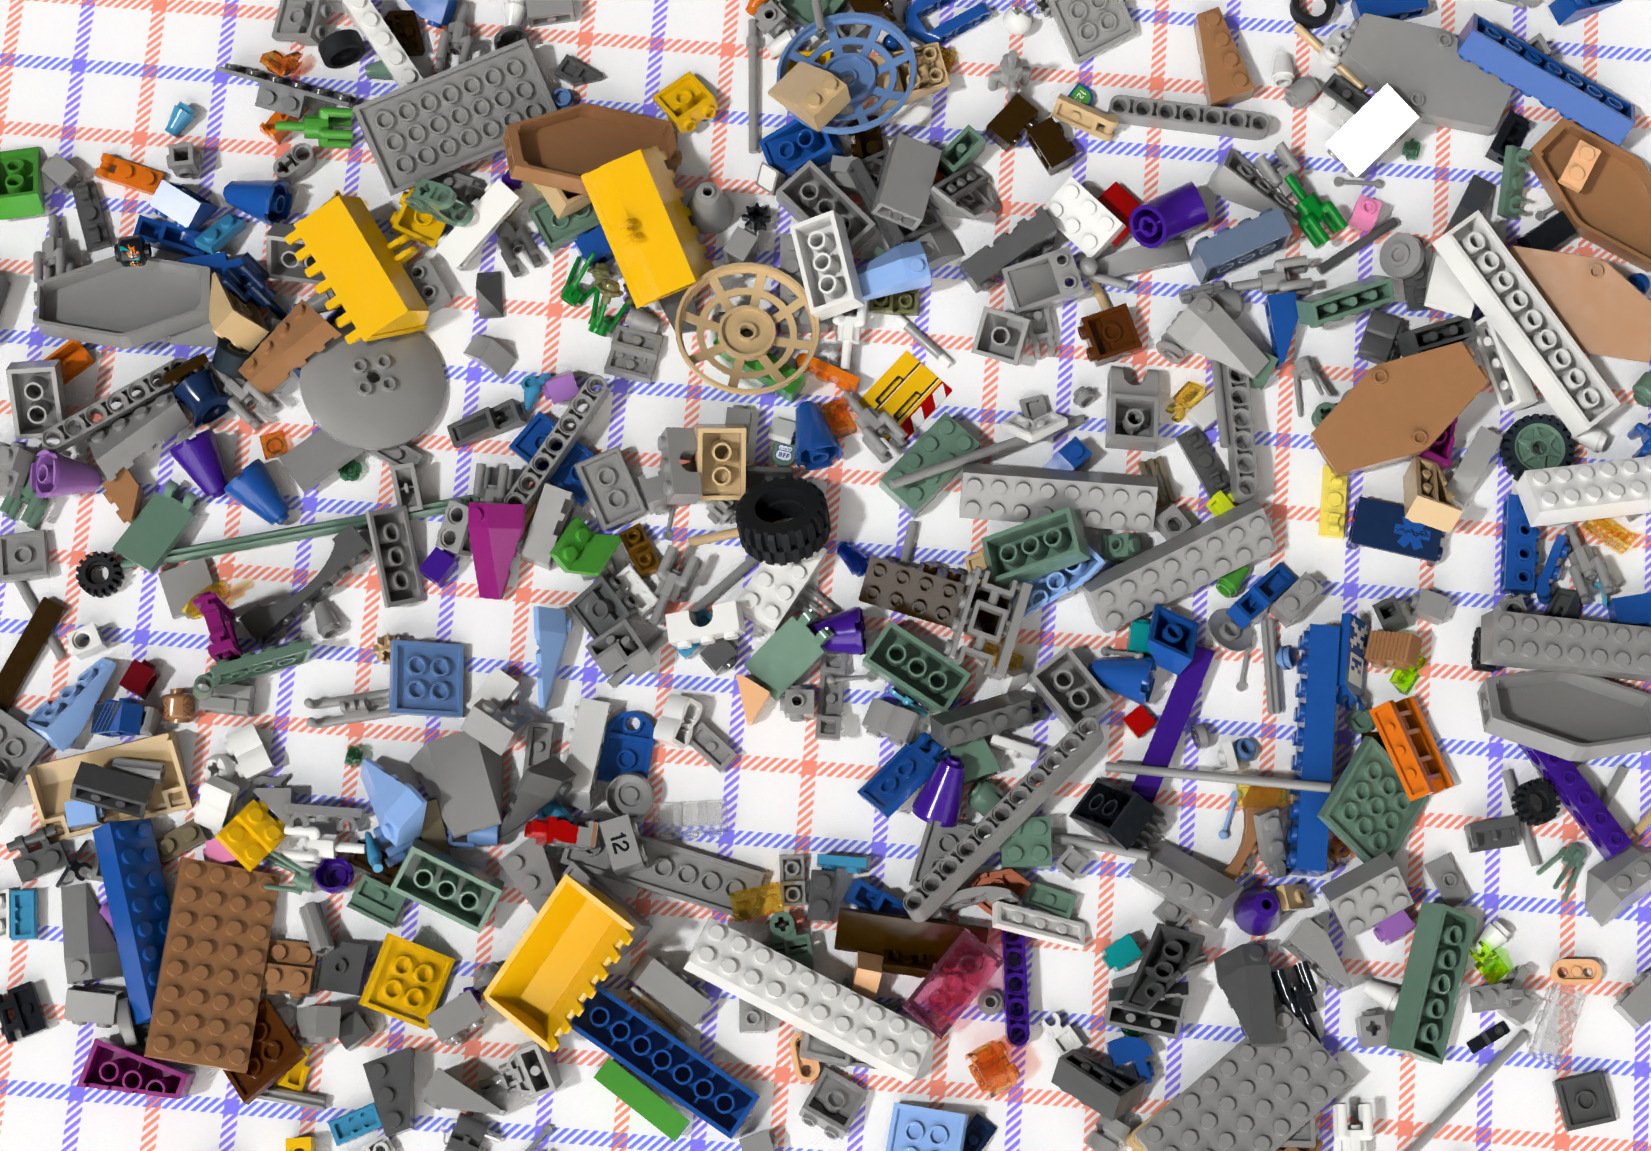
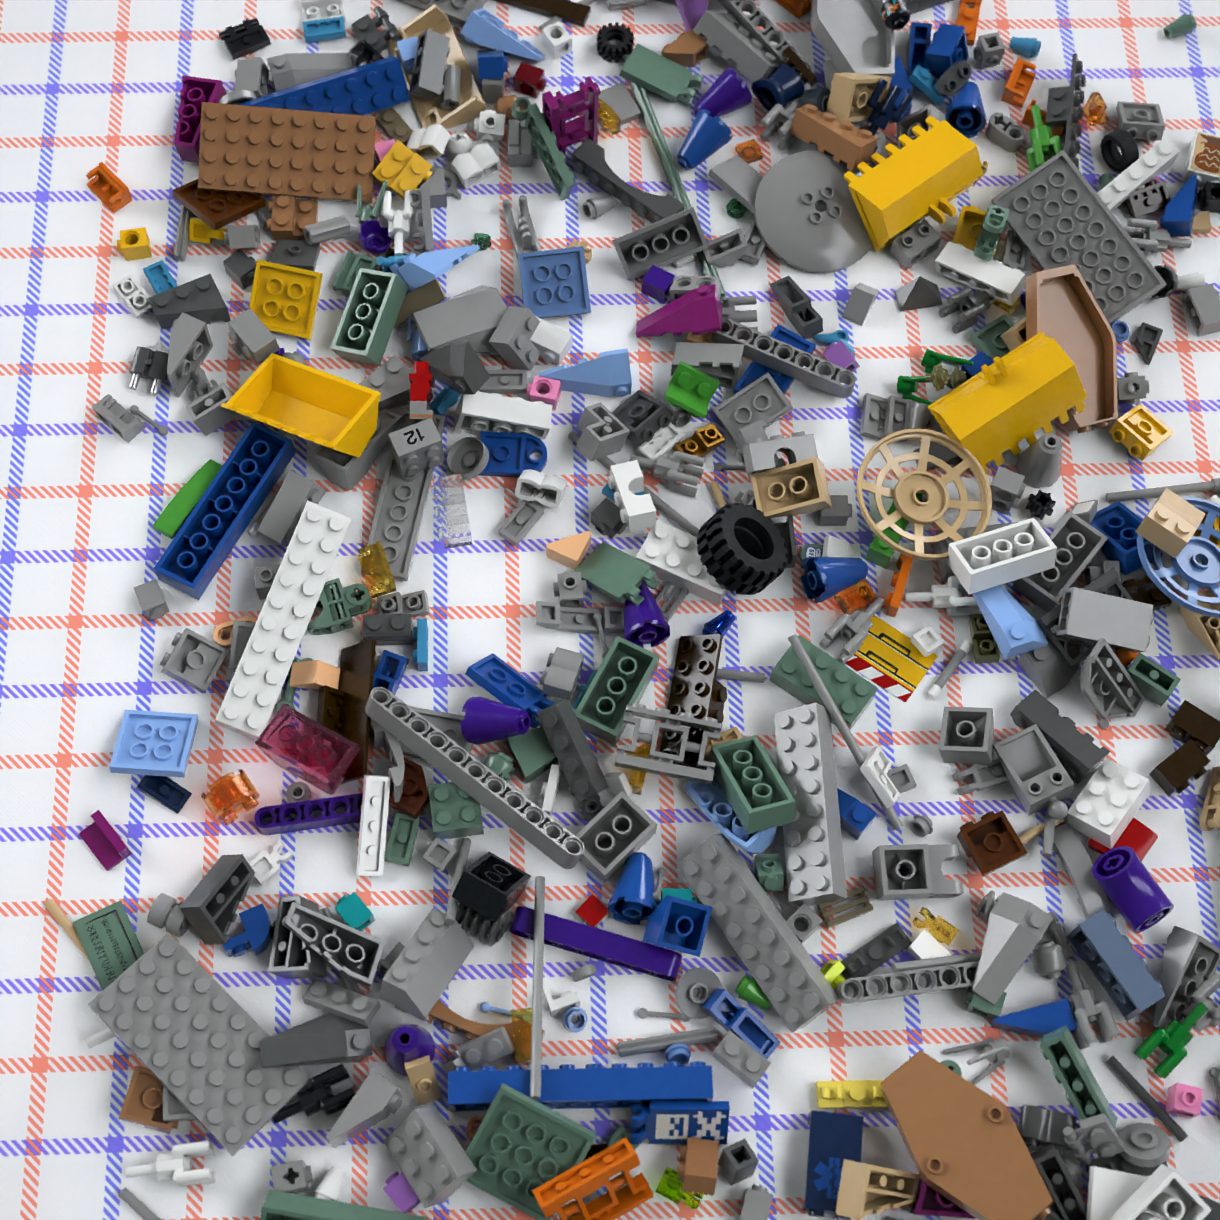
camera: 80 degrees right, 10 degrees down
(201, 730) = (489, 126): none -> white brick
(222, 204) = (955, 77): none -> dark grey plate
(229, 137) = (1019, 83): none -> orange hinge
(559, 695) = (551, 386): none -> bright pink brick
(636, 99) = (1140, 386): none -> light grey brick
(893, 357) = (927, 641): none -> white plate
(1212, 970) = (341, 1002): none -> light grey plate
(1396, 293) = (1100, 1136): none -> light grey plate

